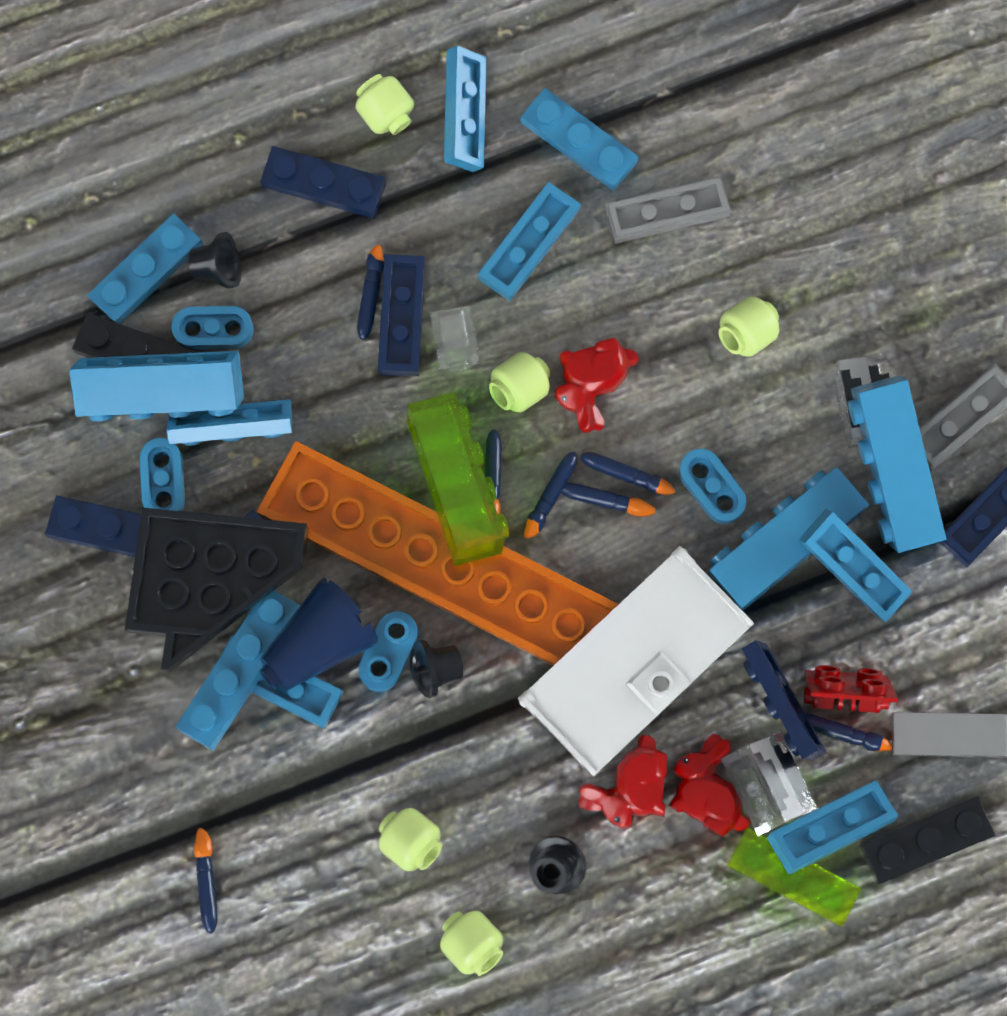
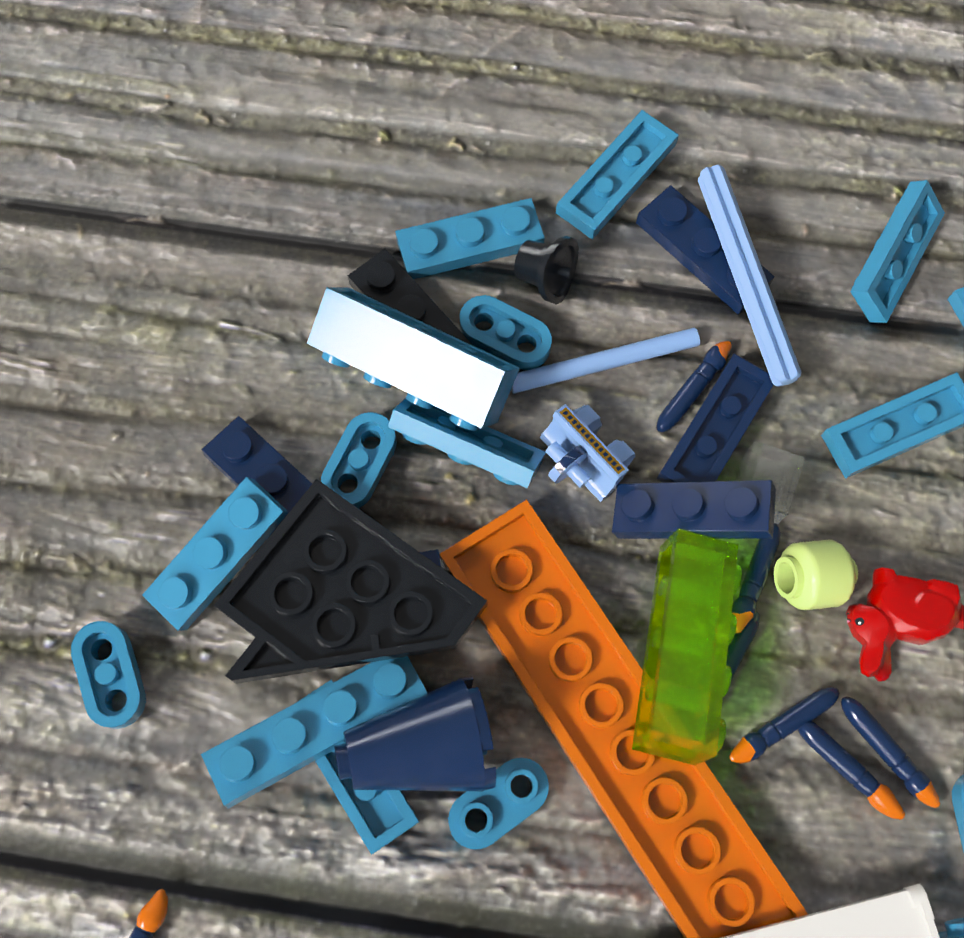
camera: 25 degrees right, 5 degrees down
(79, 719) = (105, 678): none -> dark azure plate
(101, 598) = (215, 554): none -> dark azure plate
(227, 158) = (616, 174): none -> dark azure plate
(296, 307) = (606, 360): none -> light blue bar
(315, 387) = (582, 454): none -> light blue hips
(364, 189) = (749, 276): none -> light blue axle
(384, 104) = (813, 202): yellowish green head -> none
(414, 381) = (703, 508): none -> dark blue plate
(434, 667) = (542, 858): black piece -> none
(483, 431) = (755, 578): none -> dark blue piece

